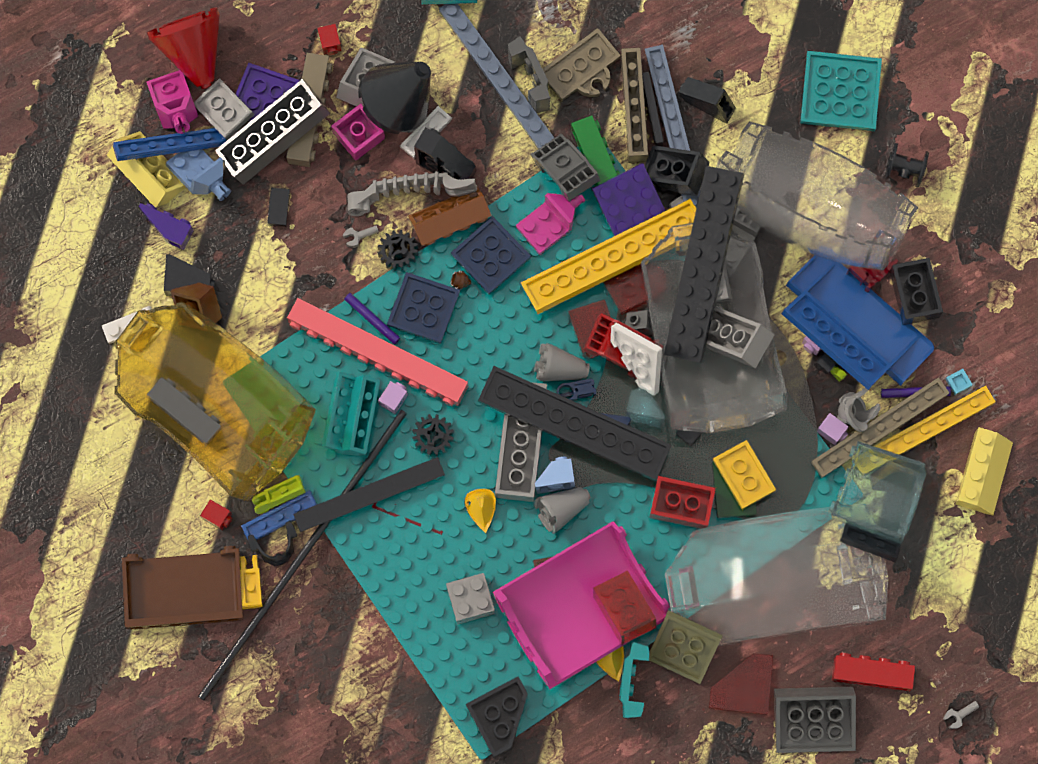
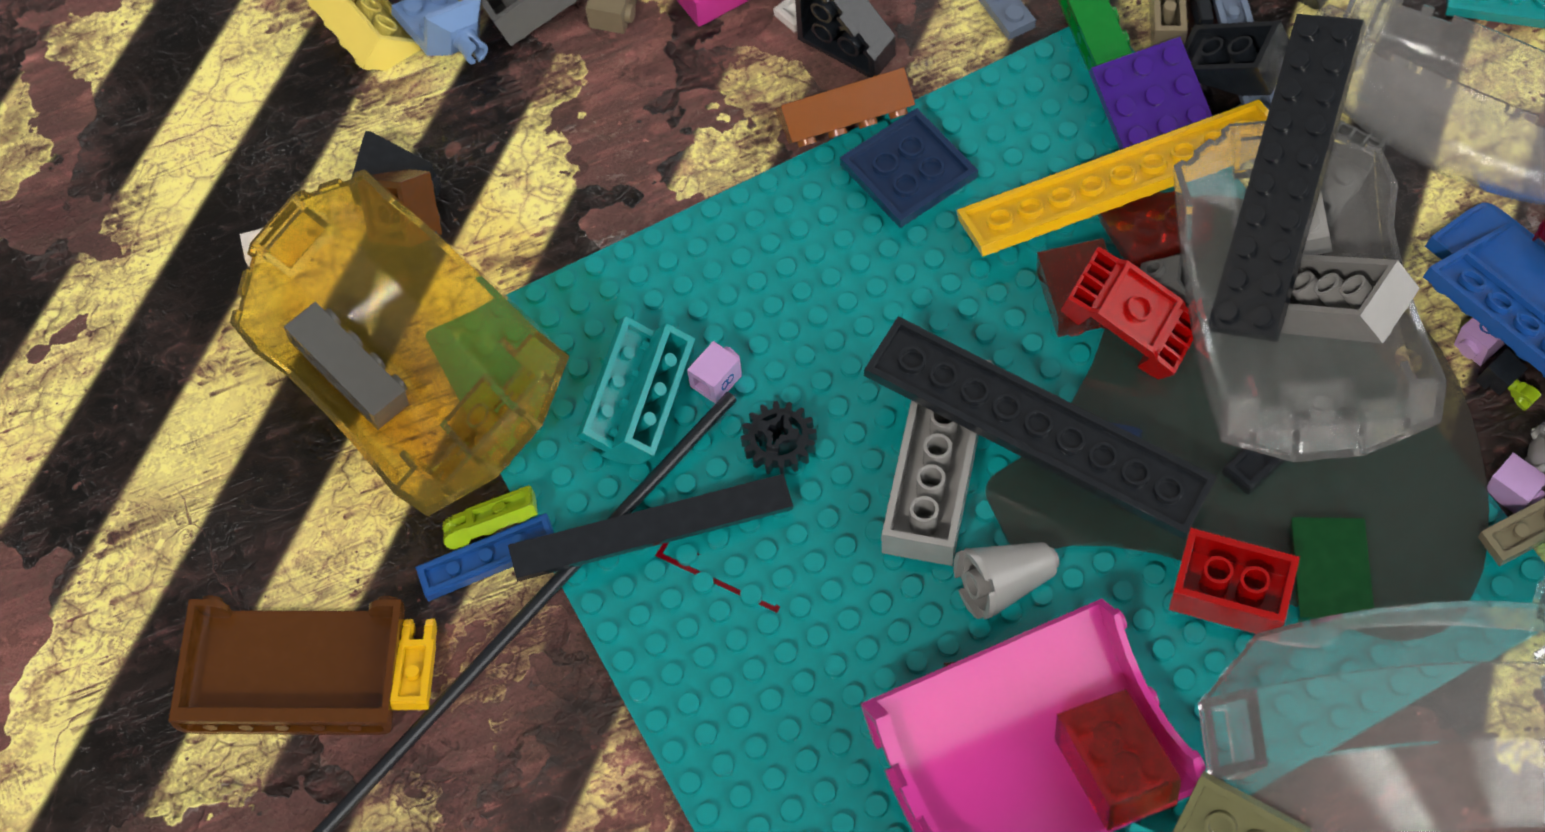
camera: 10 degrees right, 15 degrees down
(172, 230) = (383, 102): dark purple slope -> none
(216, 515) = (374, 544): red brick -> none
(278, 207) = (563, 84): black tile -> none
(278, 559) = (475, 627): black helmet -> none
(358, 235) = (688, 132): light grey bar -> none
(360, 201) = (857, 62): light grey piece -> none
(372, 318) = (695, 251): dark purple piece -> none
(377, 352) = (700, 301): coral brick -> none
(398, 242) = (751, 153): black gear -> none
(423, 308) = (785, 238): dark blue plate -> none
(460, 280) = (852, 201): reddish brown plate -> none
(470, 598) = (818, 724): light grey brick -> none
(481, 507) = (854, 566): yellow piece -> none
(549, 221) = (1017, 122): dark pink plate -> none
(556, 476) = (997, 516): light blue slope -> none
(559, 365) = (1017, 338): light grey cone -> none
(565, 166) = (1051, 36): dark grey plate -> none
(579, 389) = (1056, 380): dark blue piece -> none
(639, 356) = (1166, 317): white plate -> none
(644, 409) = (1170, 417): clear light blue slope -> none
(744, 474) = (1353, 543): yellow plate -> none

